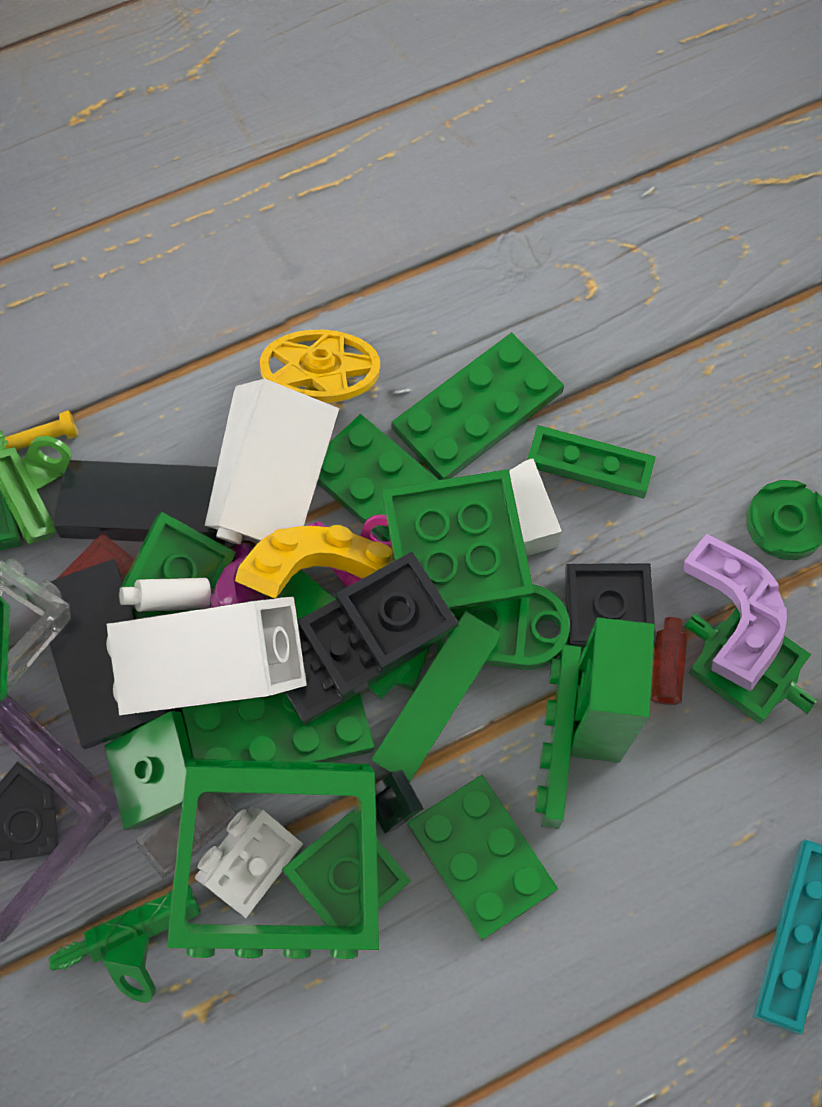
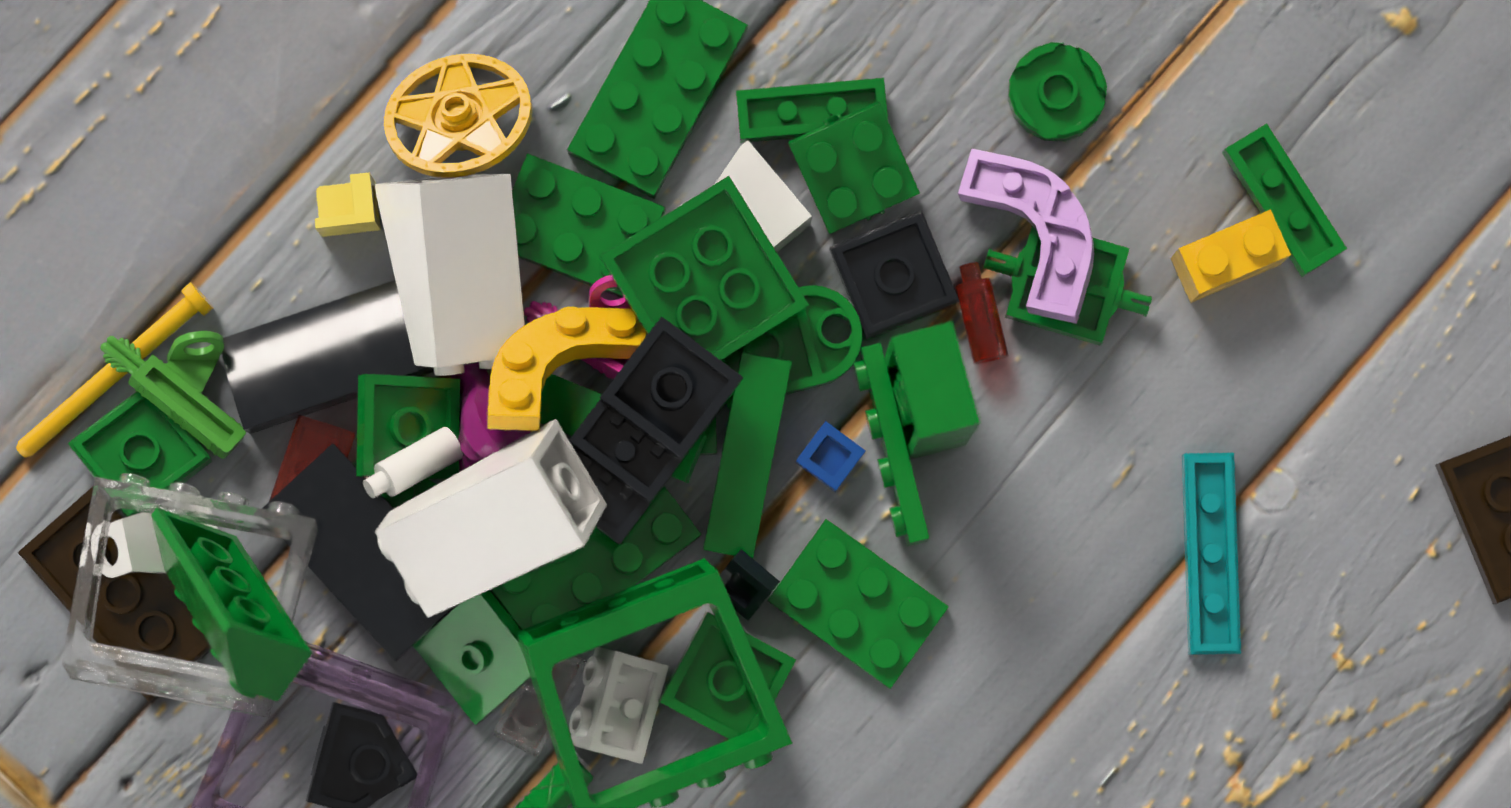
camera: 20 degrees left, 15 degrees up
(209, 404) = (348, 207): none -> light yellow panel
(505, 725) = (830, 456): none -> blue plate
(608, 511) = (853, 167): none -> green plate

